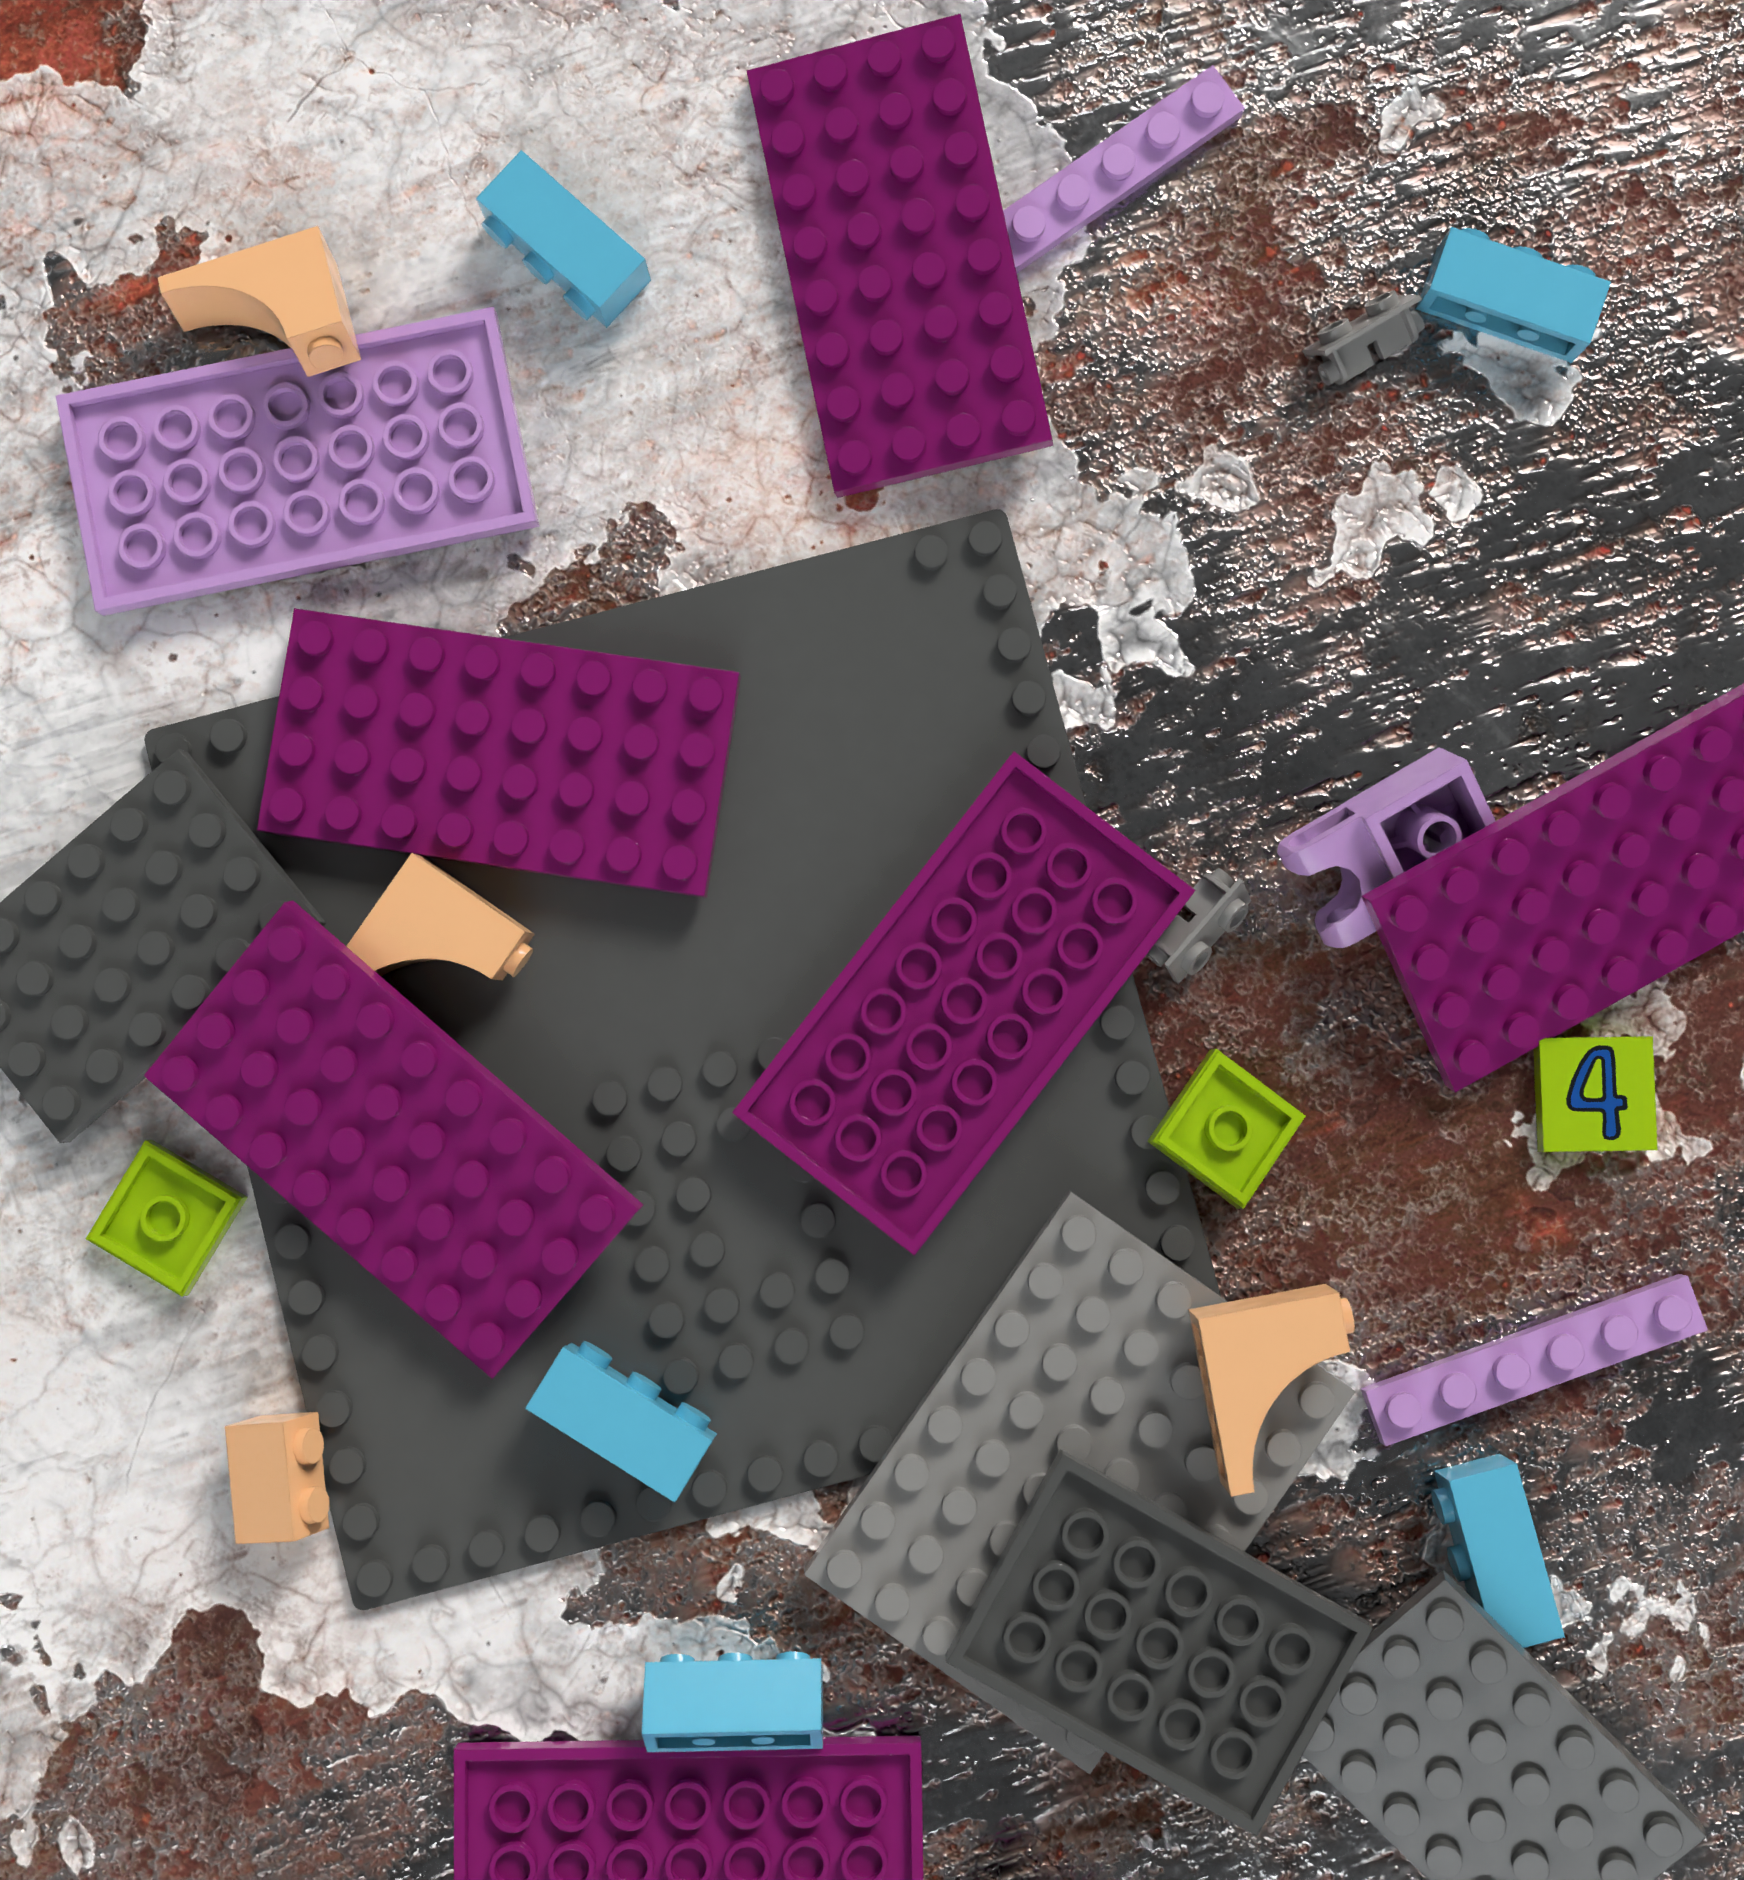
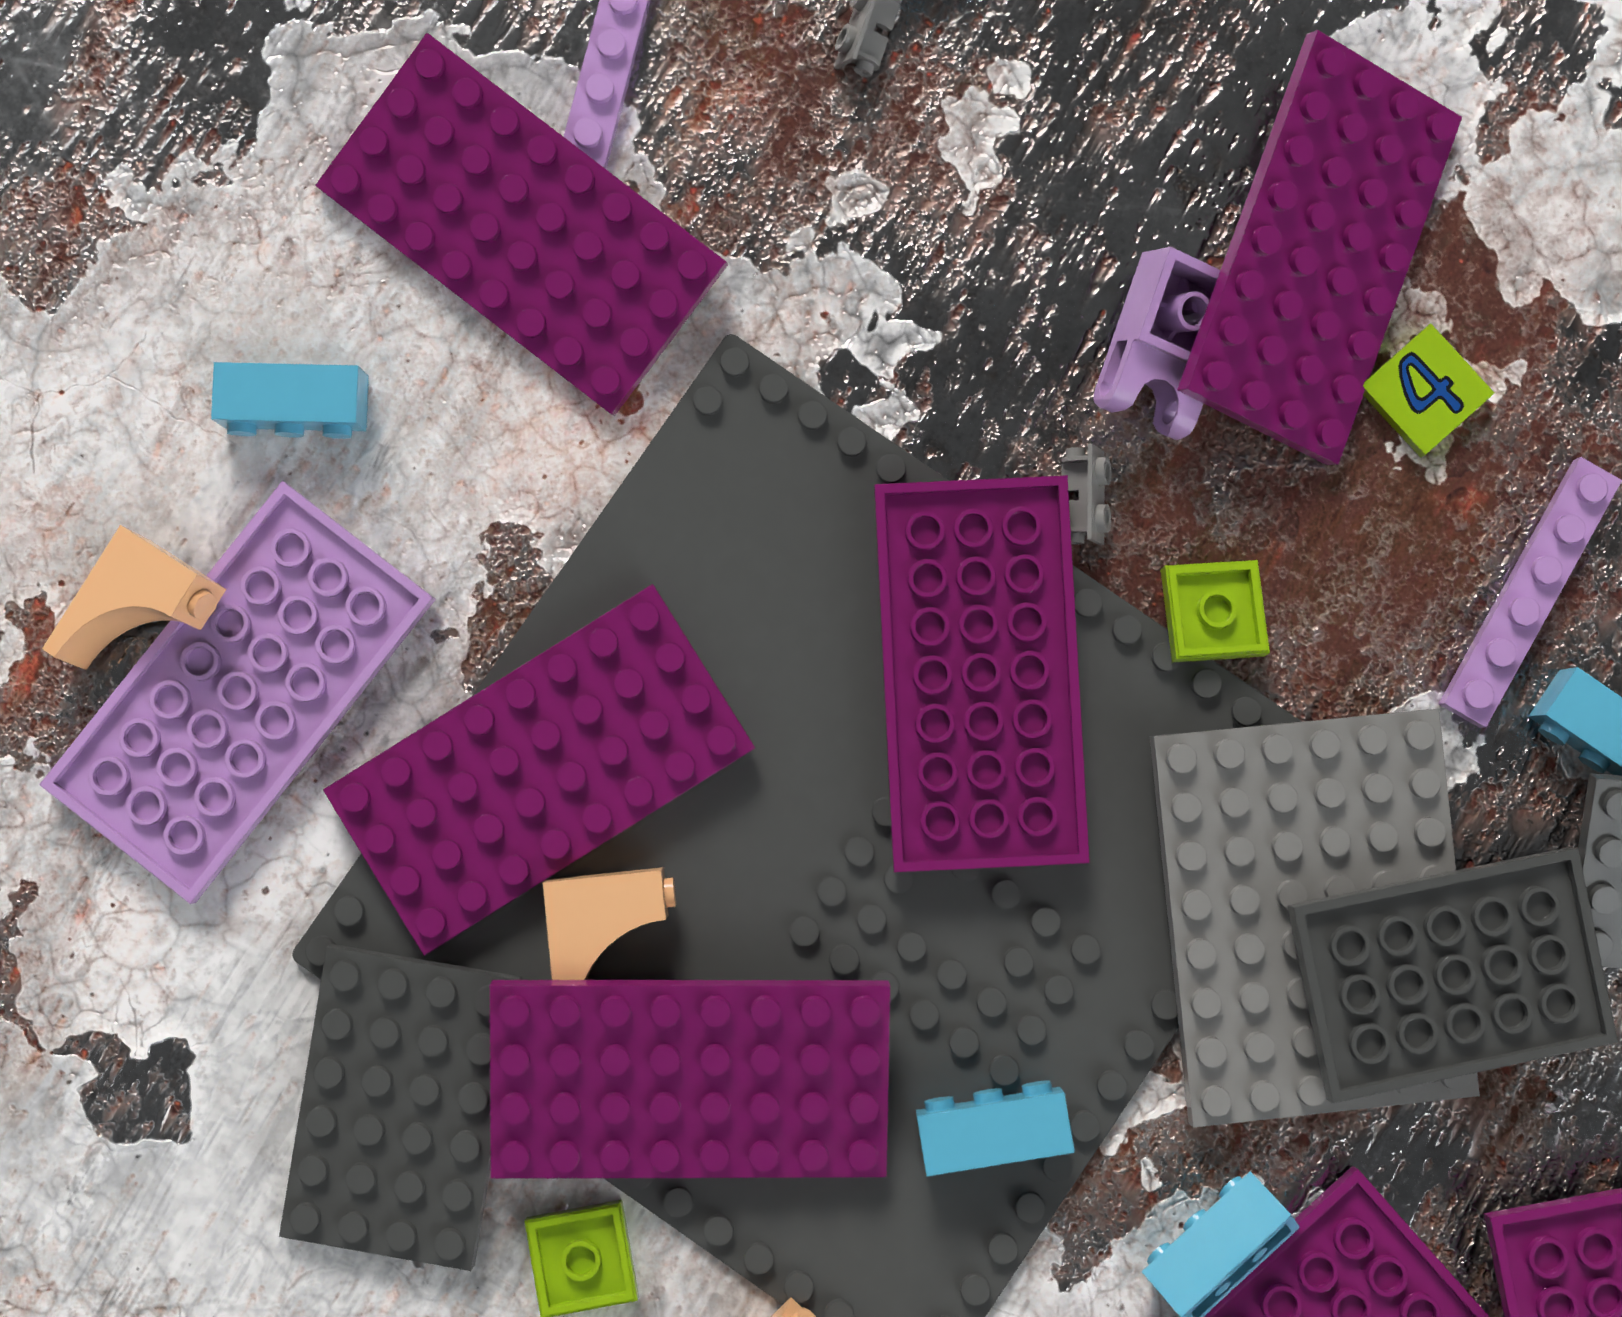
camera: 45 degrees left, 0 degrees up
(1251, 1354) = (1357, 742): light nougat arch -> none

